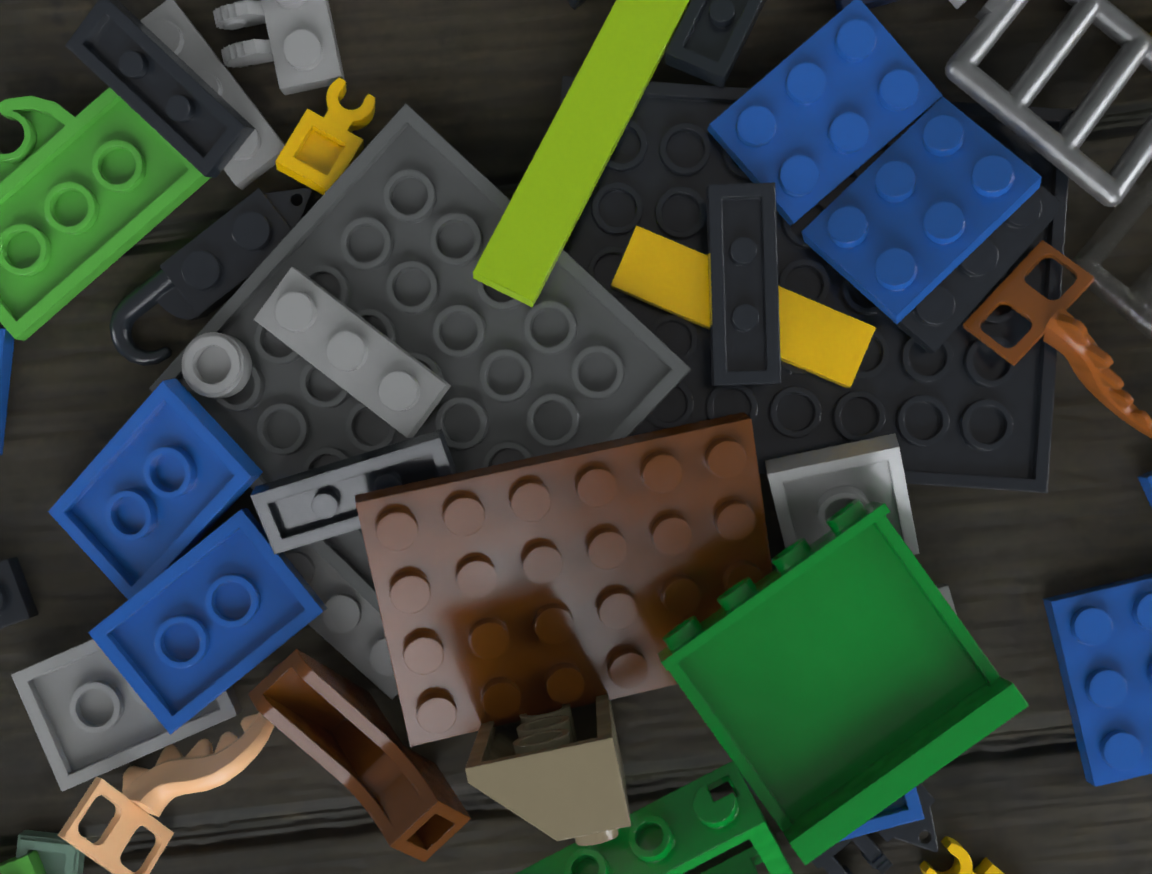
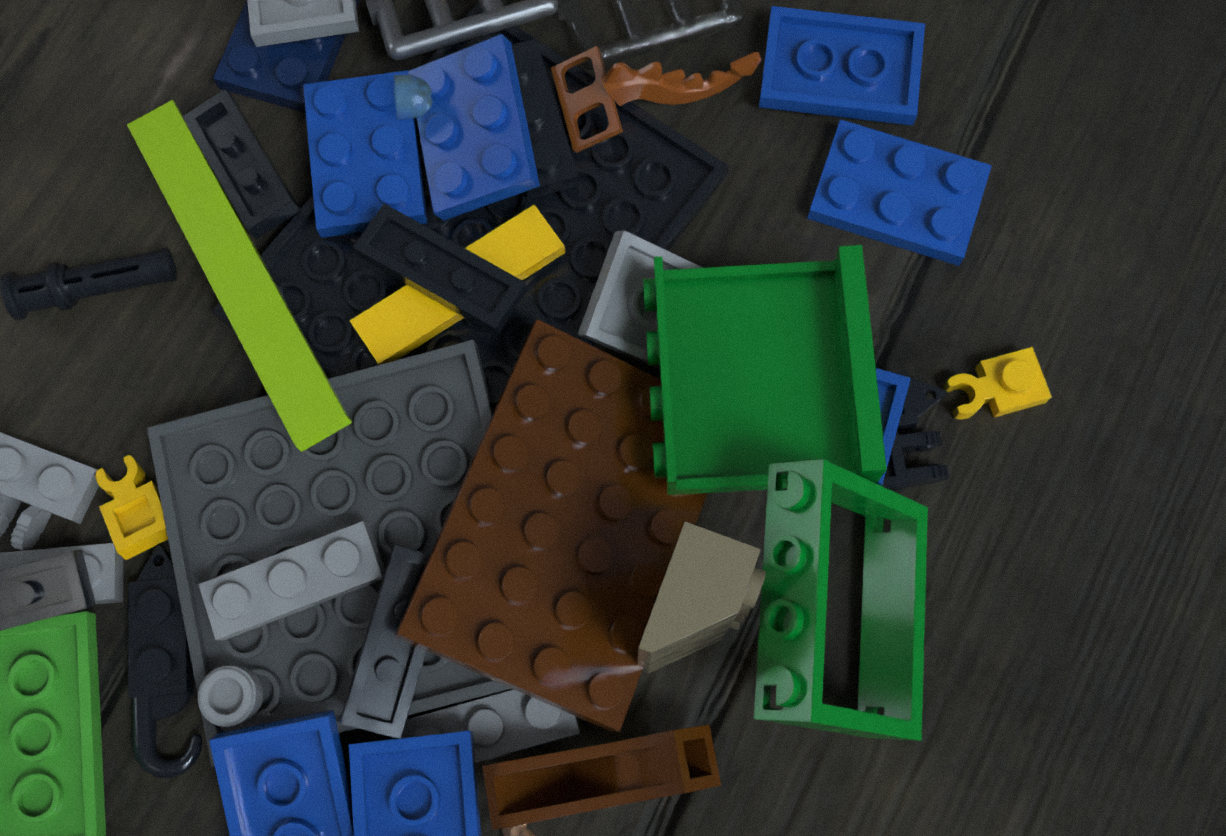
camera: 55 degrees left, 15 degrees down
(909, 127) = (411, 96): none -> clear light blue hinge

